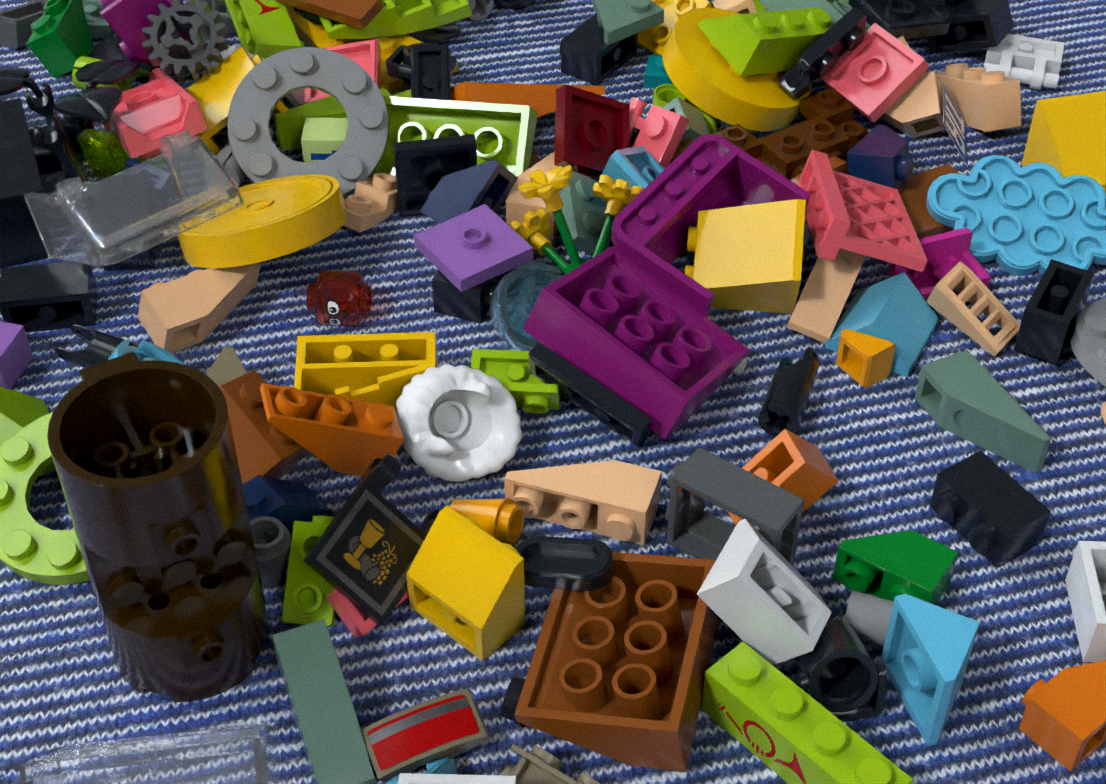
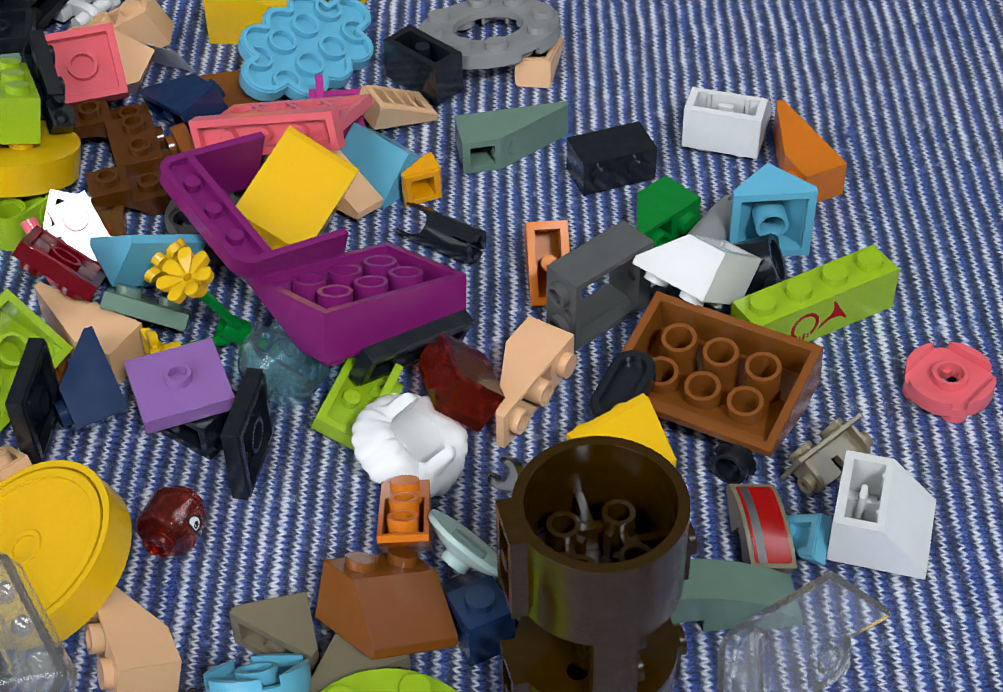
camera: 75 degrees left, 0 degrees up
(318, 464) = (462, 546): none -> light aqua dish
(363, 364) = (316, 507): yellow wedge -> none
(435, 302) = (247, 433): none -> black plate
(496, 516) = (527, 443): light orange cone -> none
(544, 434) = (460, 381): none -> clear red brick

